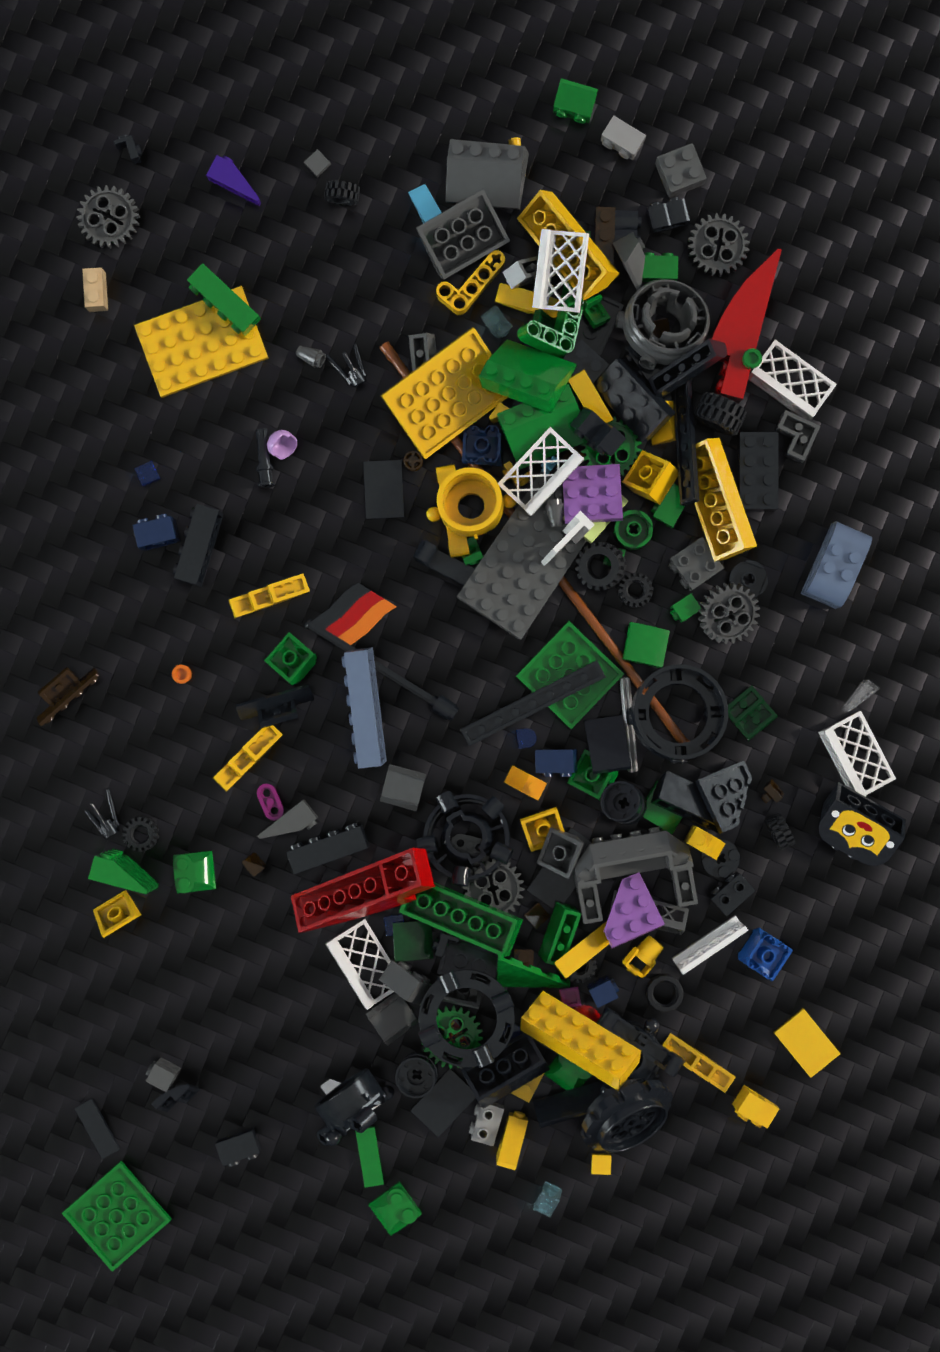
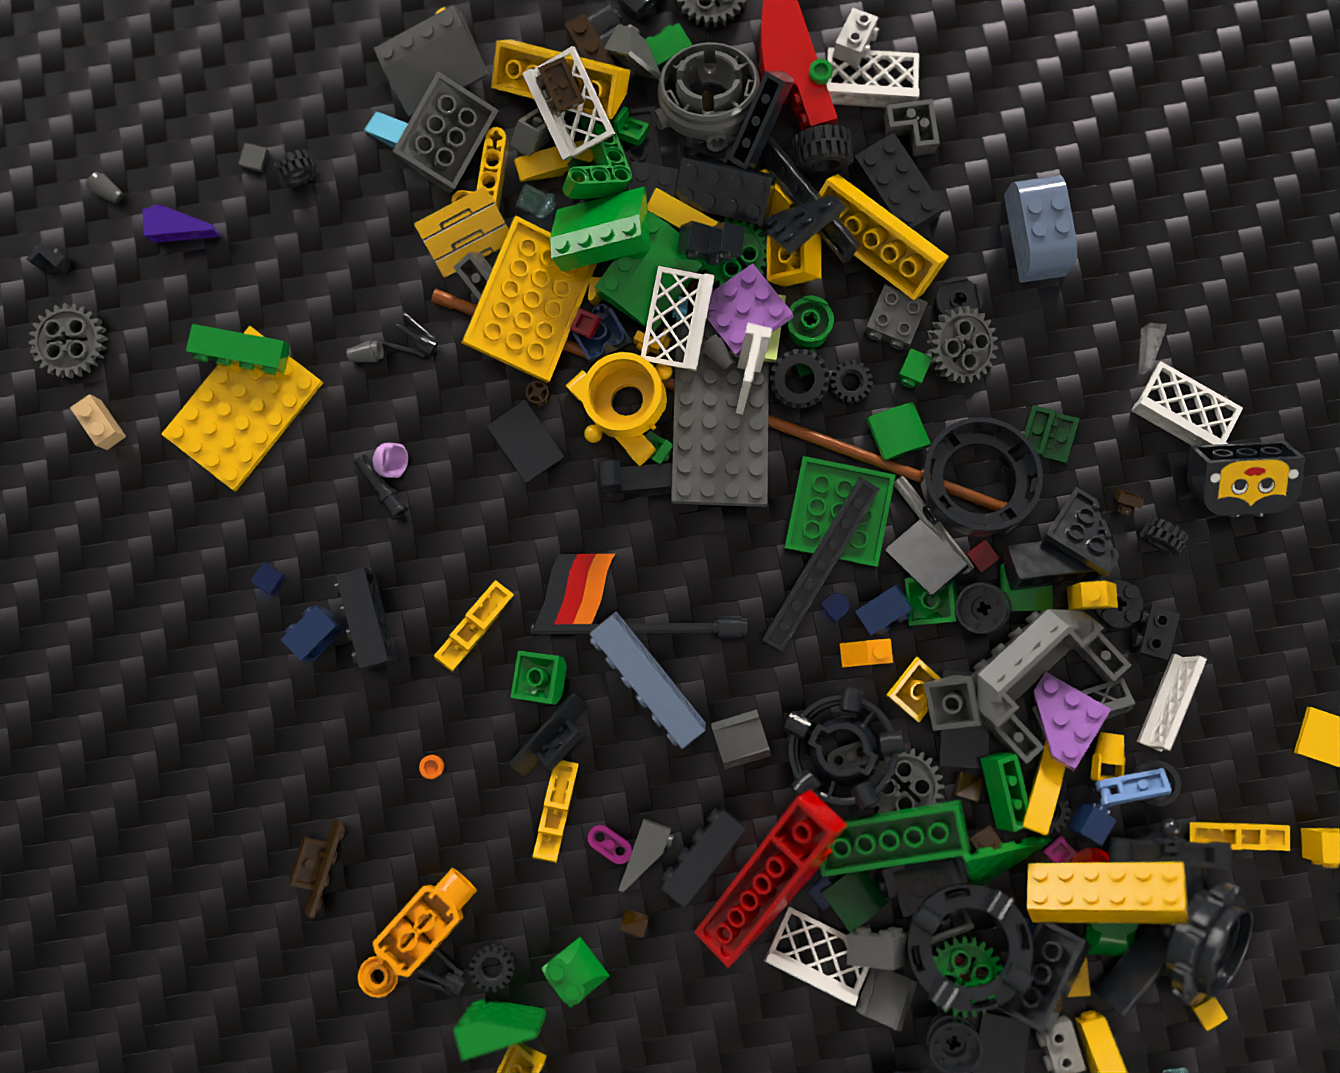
camera: 25 degrees left, 5 degrees down
(104, 778) = (416, 932): none -> light orange brick
(198, 120) = (103, 187): none -> dark grey cone
(432, 312) = (462, 228): none -> yellow sticker
(476, 433) = (585, 324): none -> dark red tile
(560, 256) = (558, 86): none -> dark brown bracket
(645, 985) = (1133, 787): none -> medium blue plate
(648, 767) = (982, 556): none -> dark red tile
(667, 458) = (798, 224): none -> black plate
(669, 509) = (834, 277): green brick -> none
(764, 953) = (1231, 675): blue slope -> none
(797, 345) = (855, 37): none -> light grey brick

